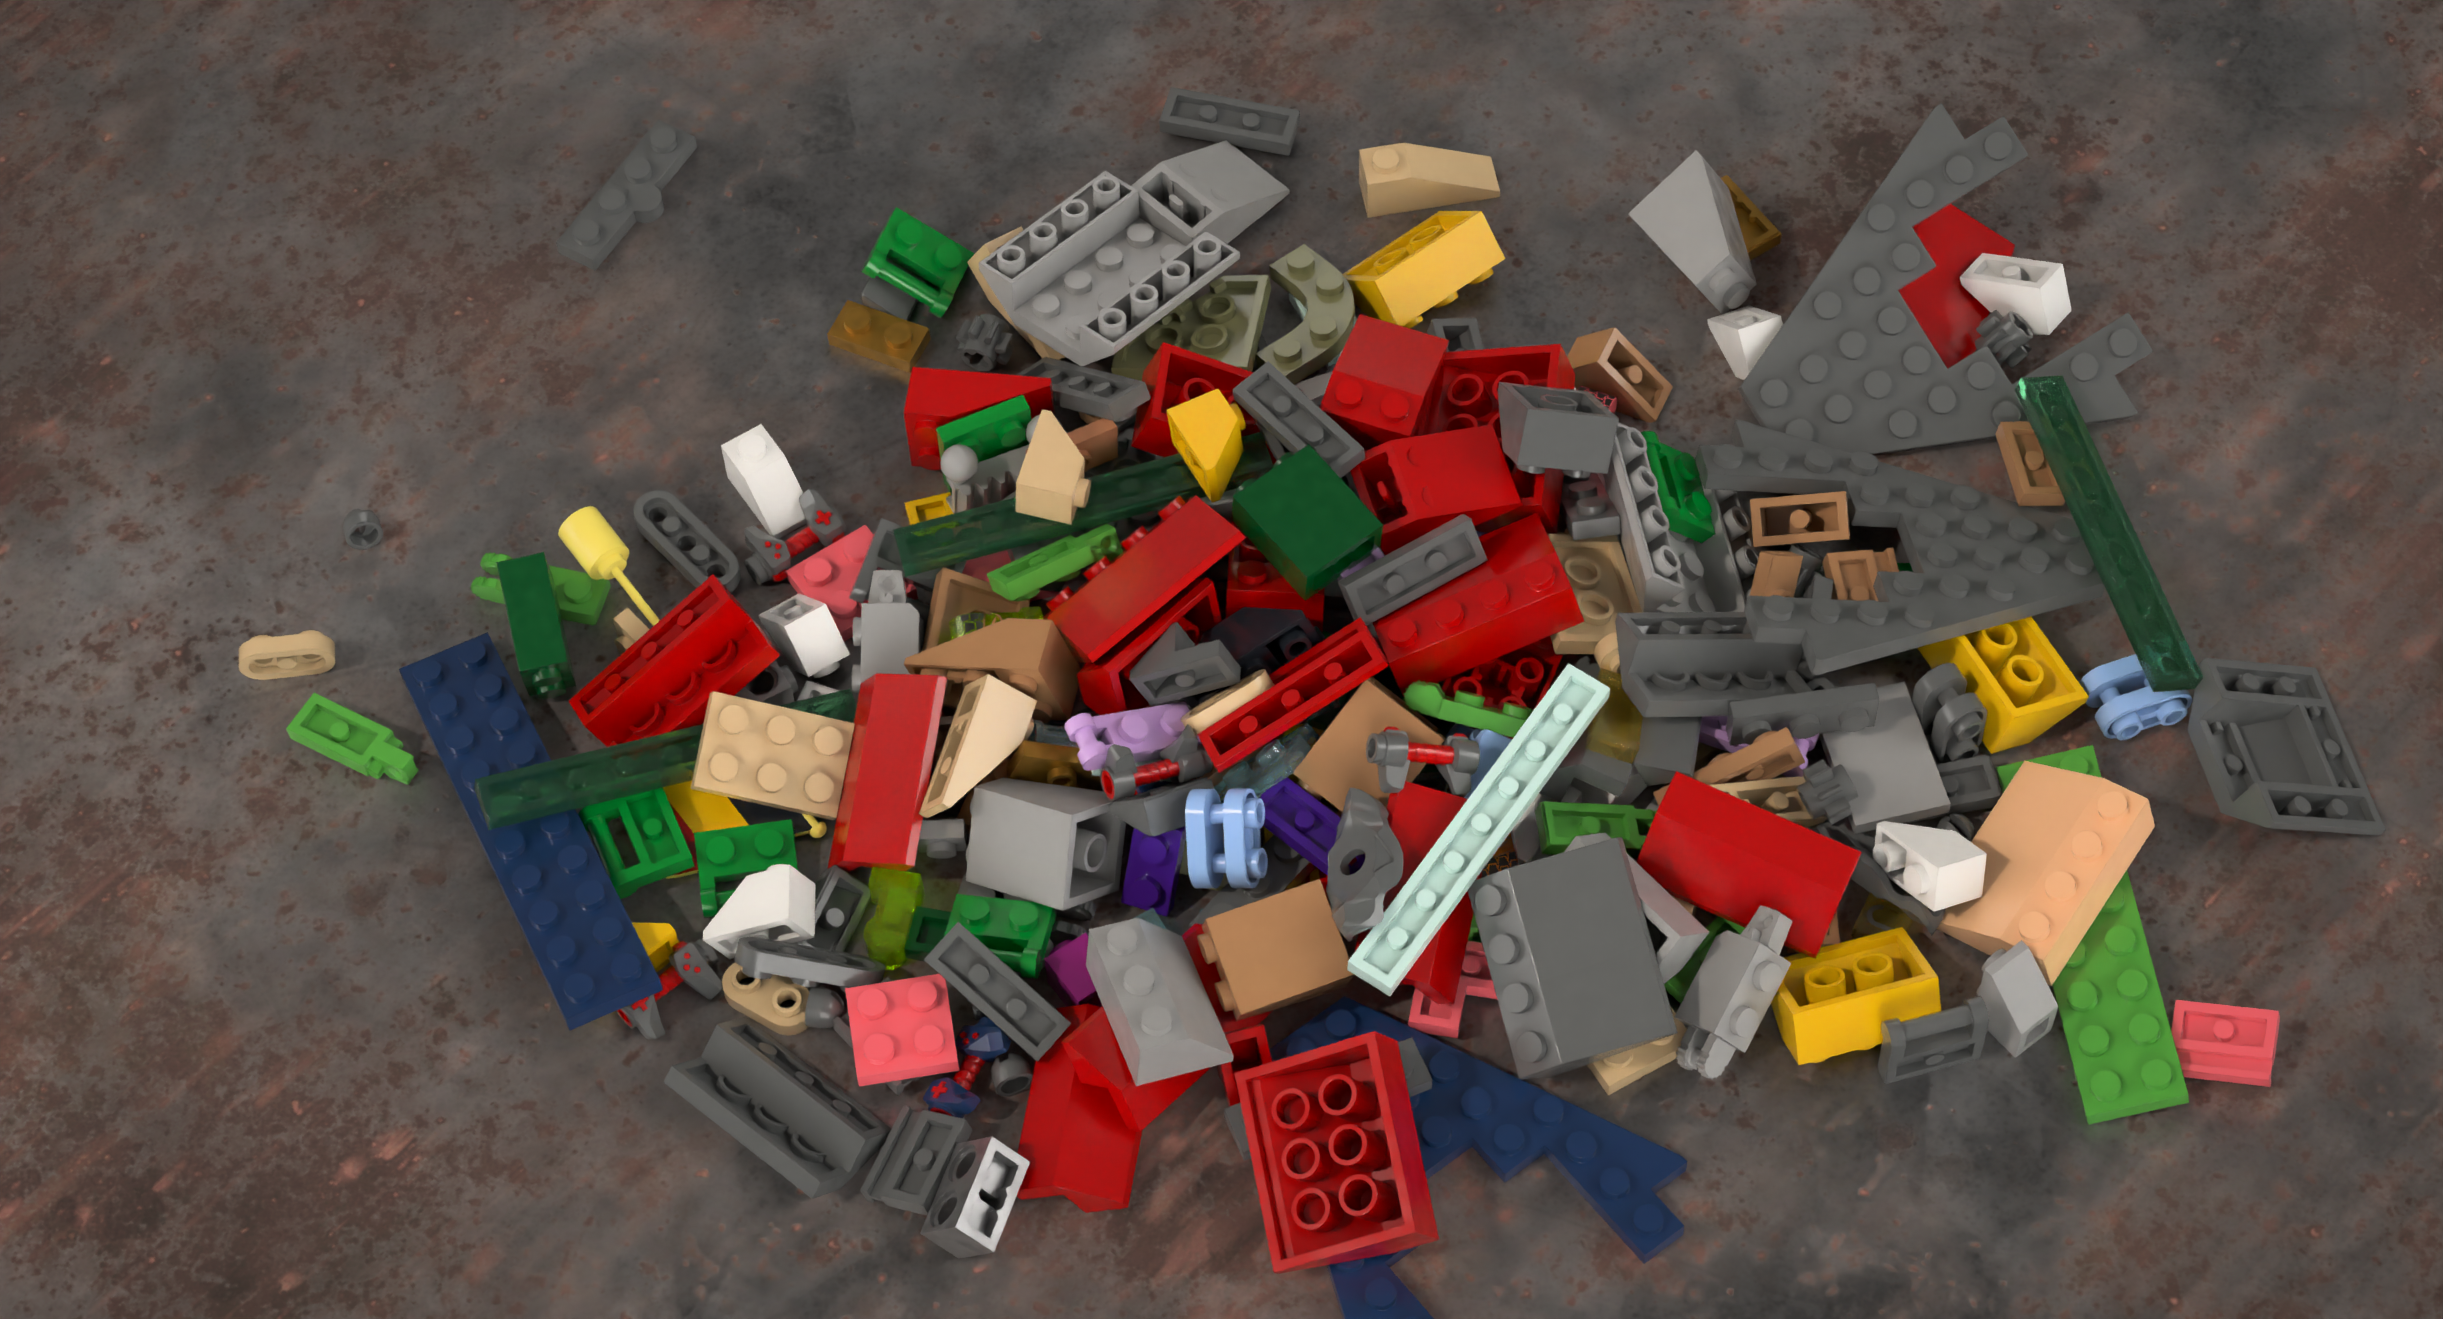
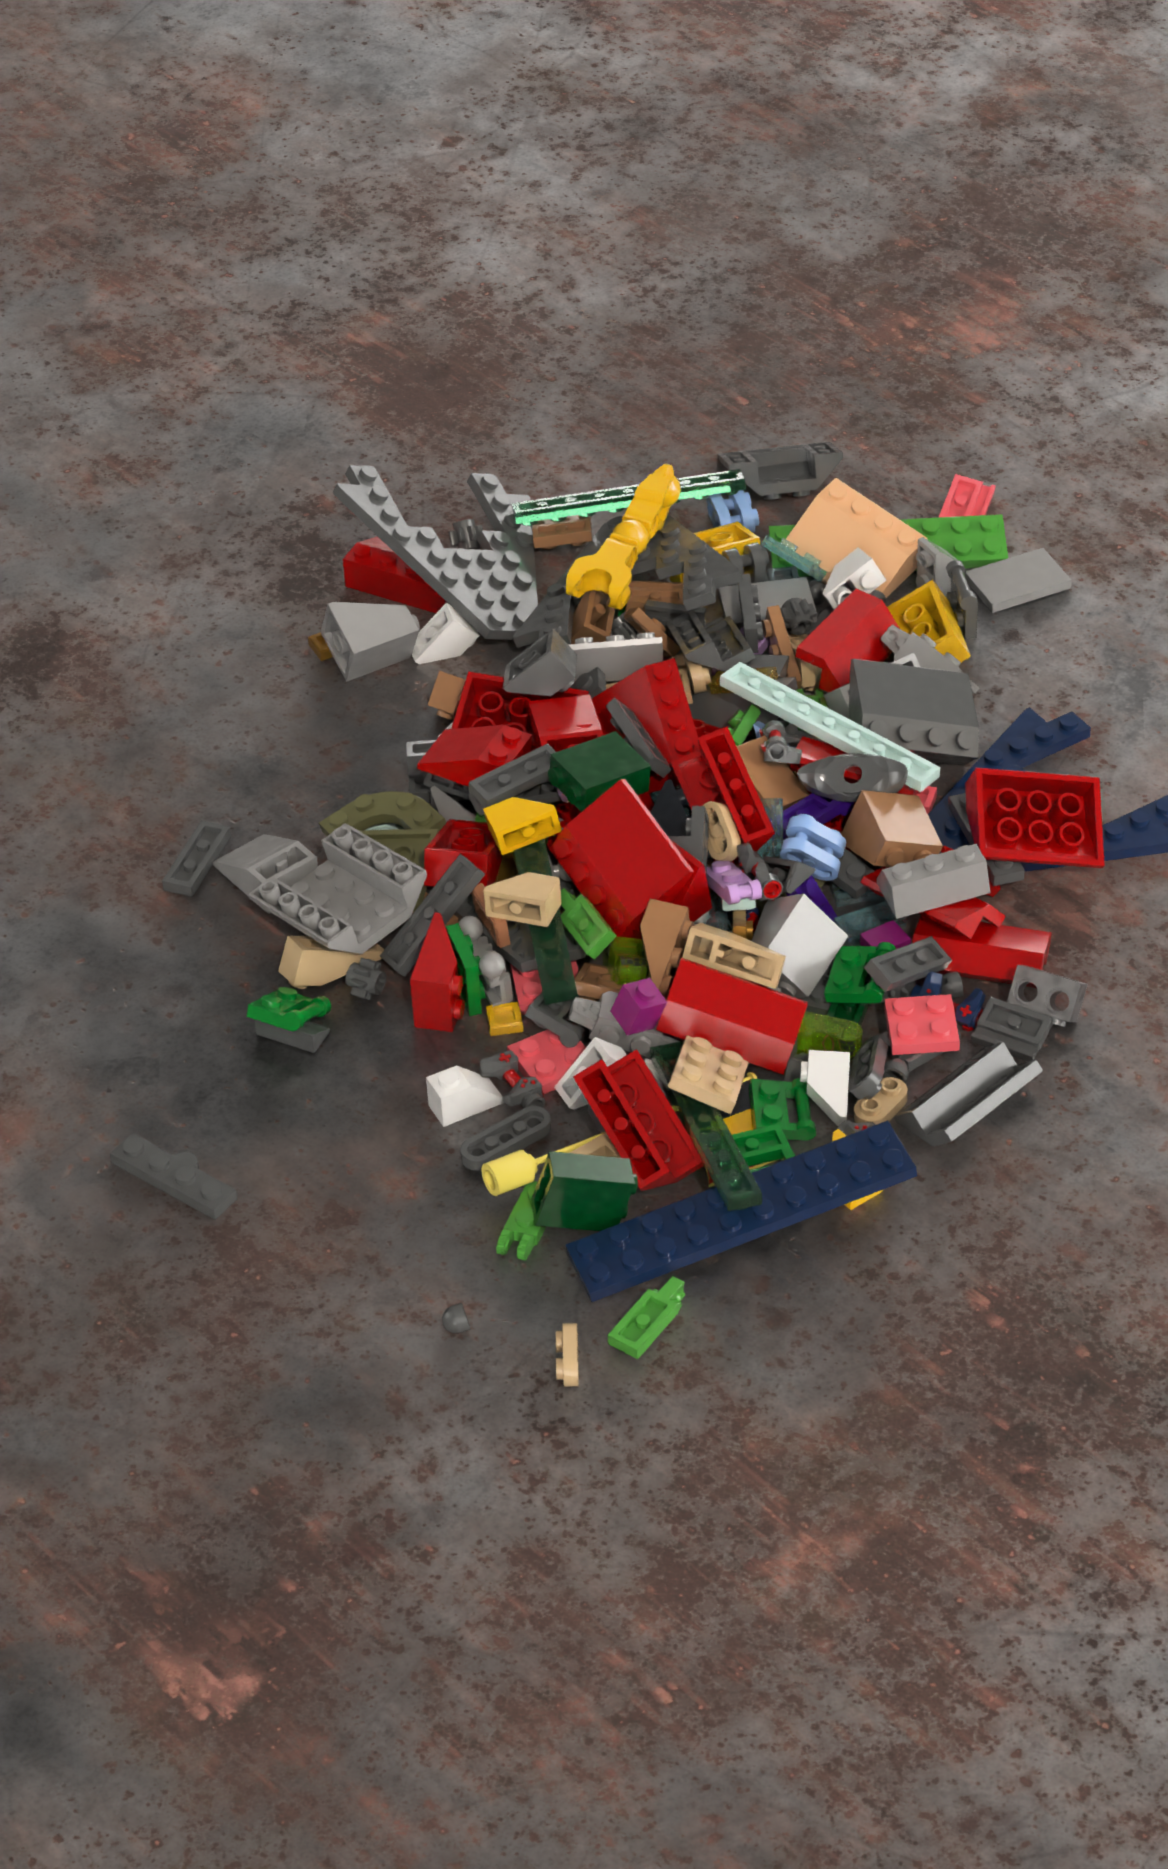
camera: 85 degrees left, 15 degrees down
(871, 643) = (638, 1006): none -> magenta brick
(879, 336) = (339, 1042): pearl gold plate -> none
(1422, 177) = (273, 775): tan slope -> none
(1425, 267) = (344, 768): yellow slope -> none
(1980, 776) = (786, 550): none -> clear light blue plate
(2020, 285) = (438, 513): white slope -> none
(2024, 542) = (612, 565): none -> yellow piece
(2039, 1137) = (1018, 580): none -> light grey tile

